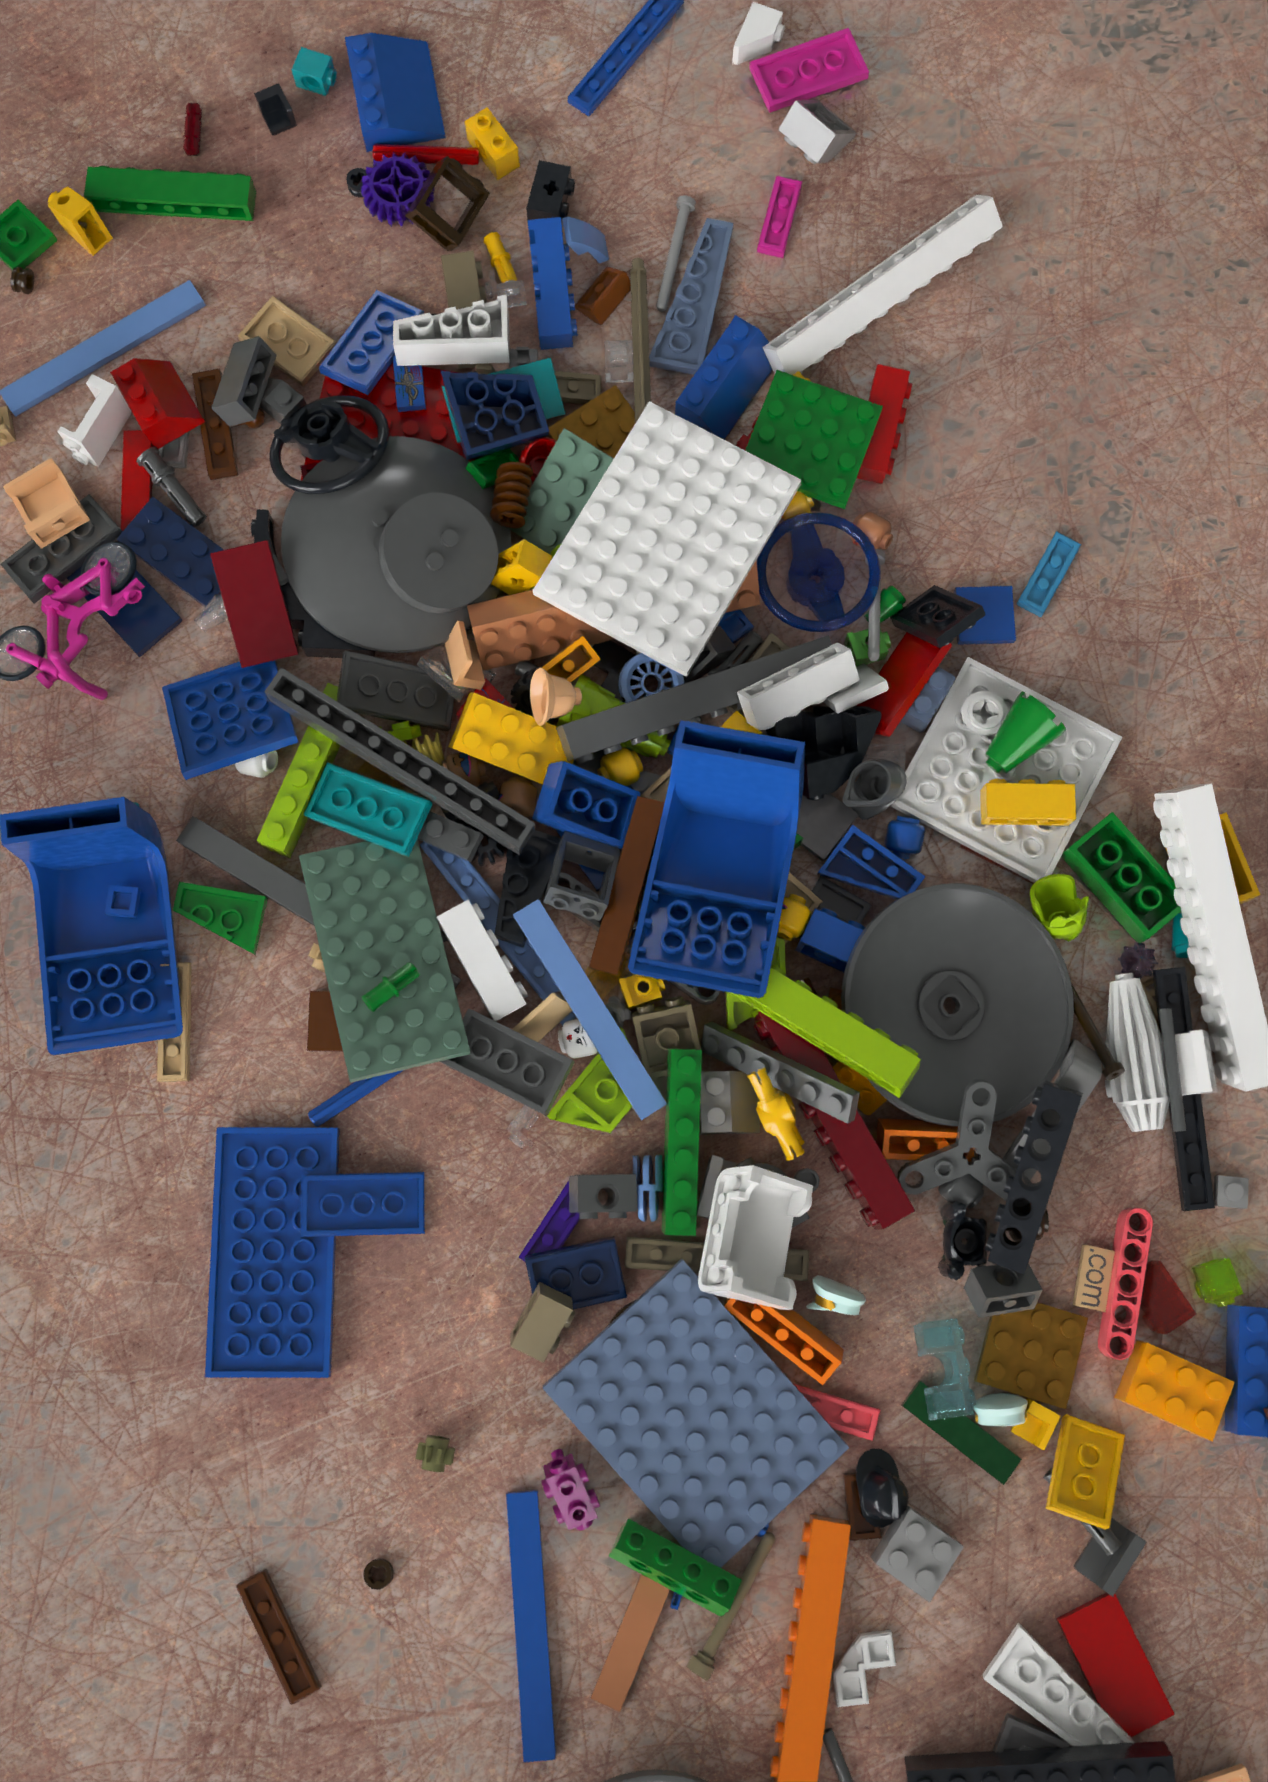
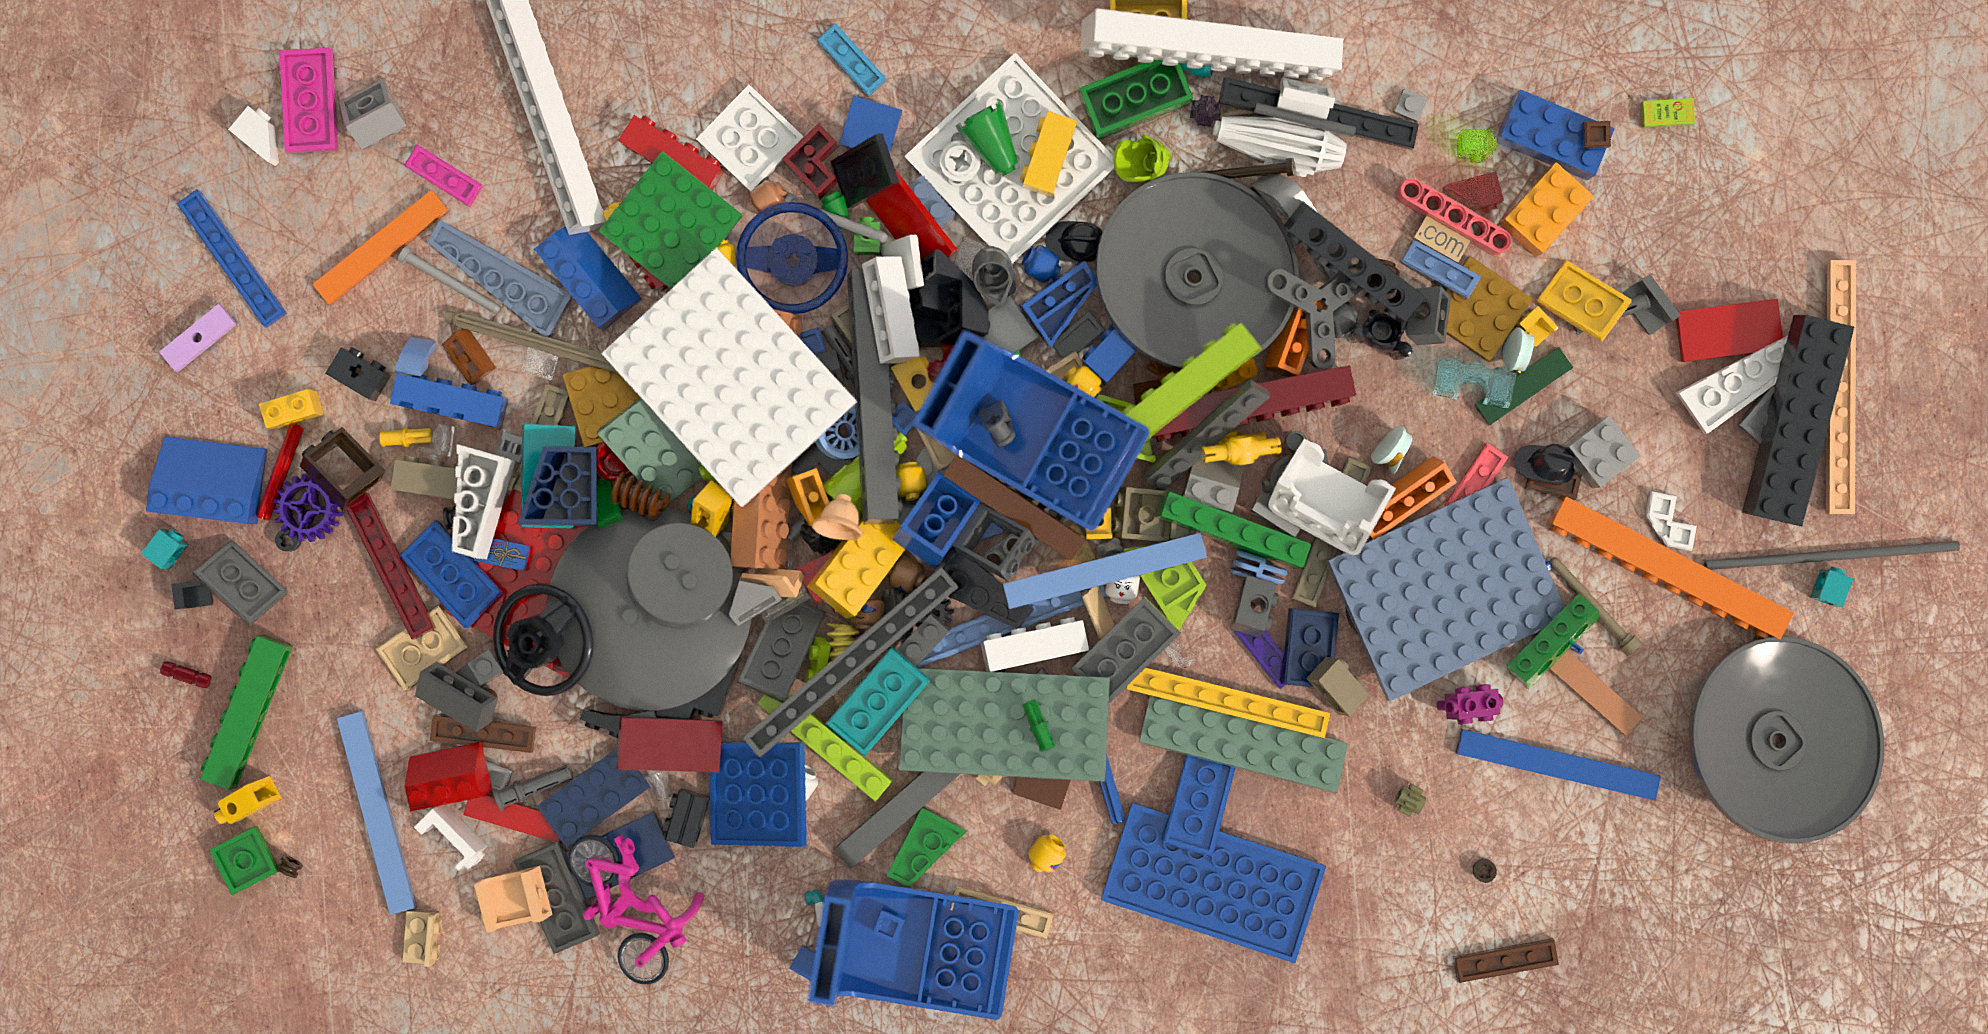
camera: 80 degrees left, 10 degrees up
(183, 652) = (686, 817): none -> black brick
(253, 1050) = (1047, 853): none -> yellow head
(300, 148) = (240, 583): none -> dark grey tile
(361, 284) = (390, 566): none -> dark red tile
(434, 637) = (751, 600): none -> light grey slope
(443, 1235) = (1244, 744): none -> sand green plate
(486, 1204) = (1231, 701): none -> yellow plate
(535, 40) = (187, 348): none -> lavender tile
(686, 180) = (380, 247): none -> orange tile
(715, 833) = (998, 421): none -> dark grey piece
(928, 496) = (749, 138): none -> white plate
(929, 558) = (806, 161): none -> dark red brick
(941, 862) = (1074, 240): none -> black piece
(1059, 1287) = (1440, 269): none -> medium blue tile

